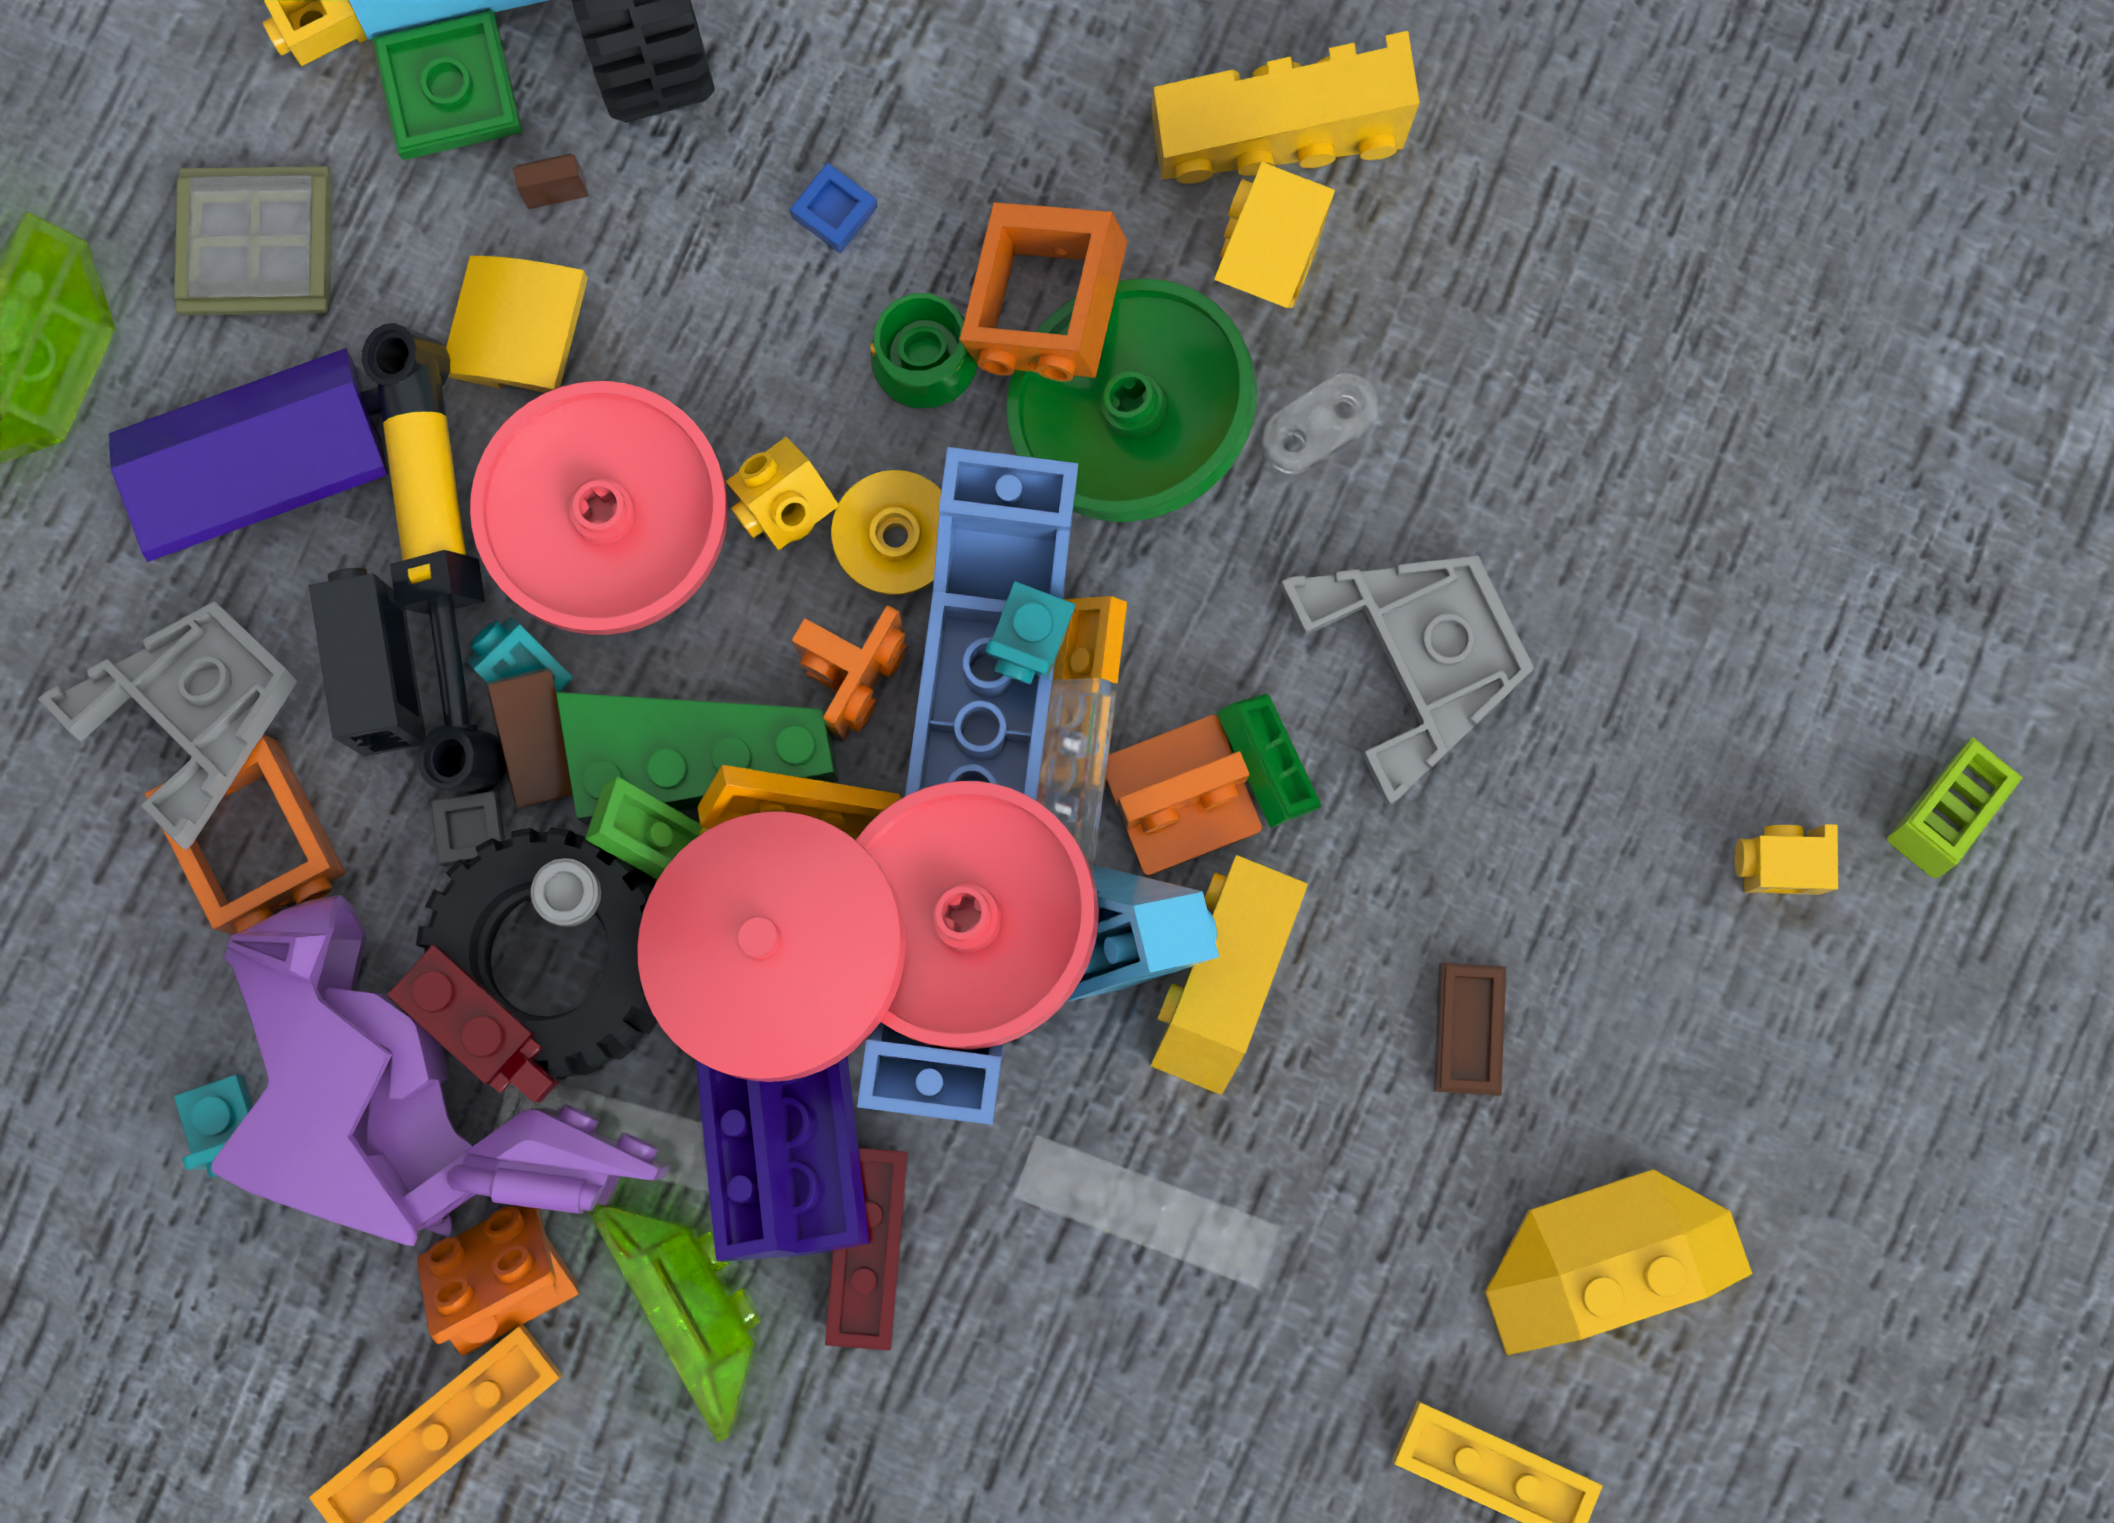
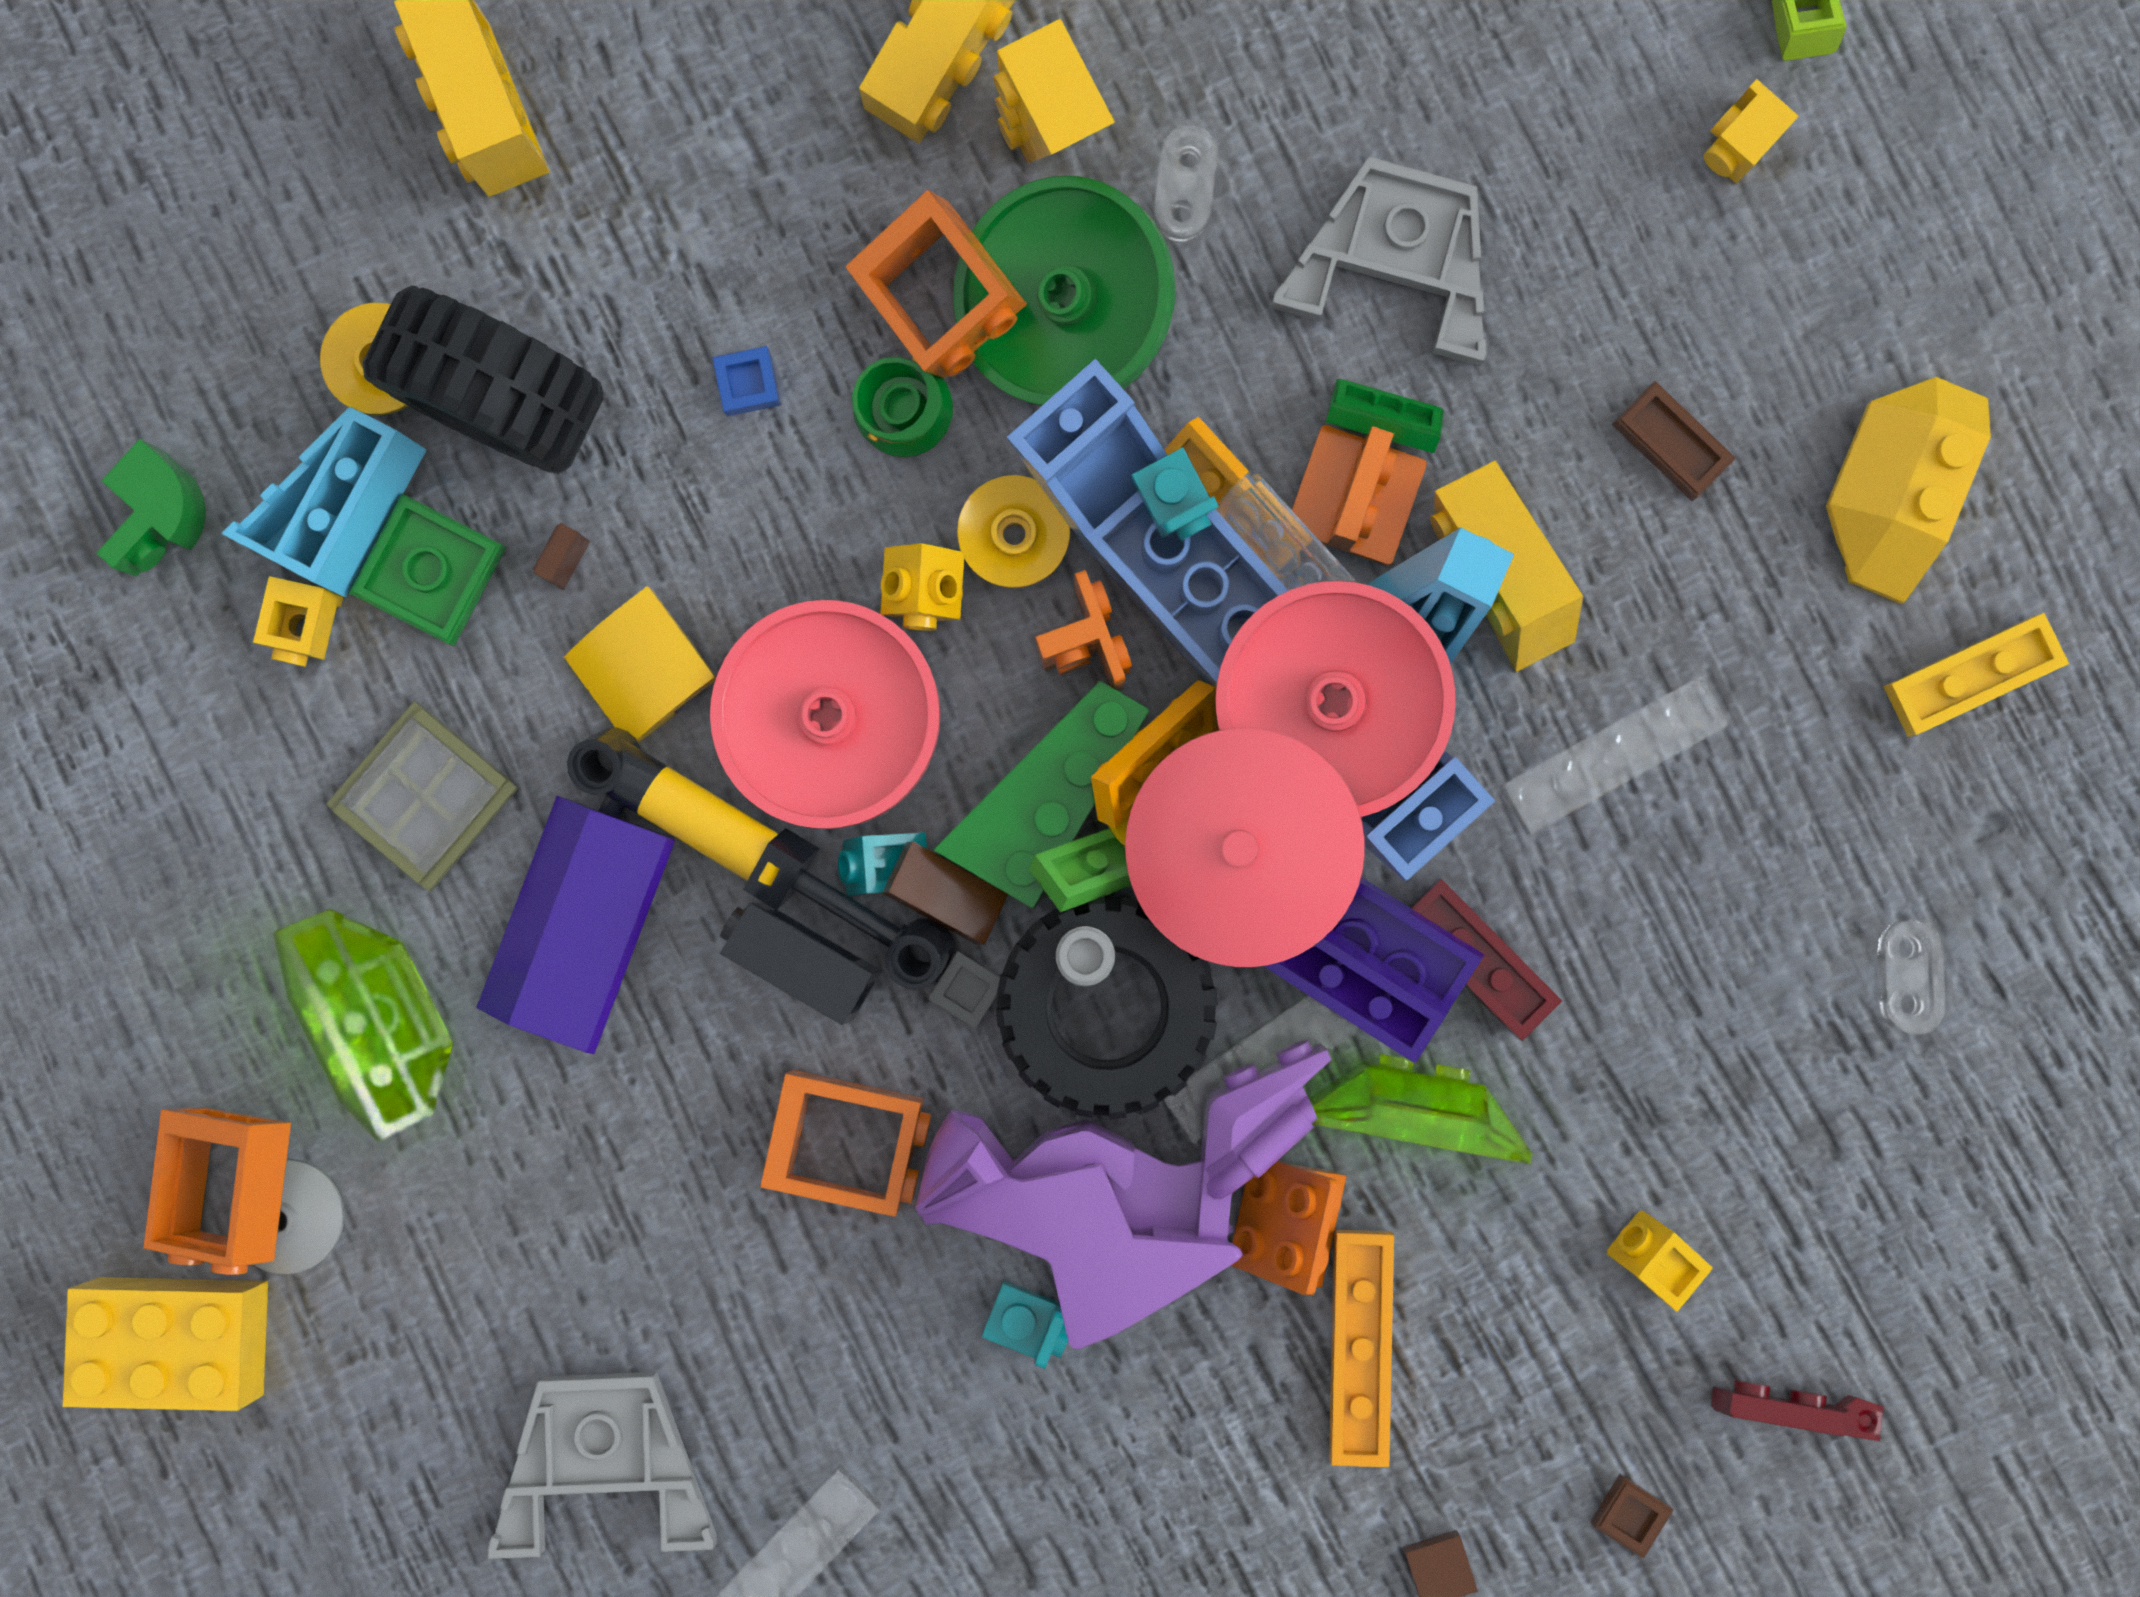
camera: 45 degrees left, 5 degrees up
(206, 689) = (716, 1087): light grey wing -> none
(472, 1025) = (1123, 1093): dark red hinge -> none

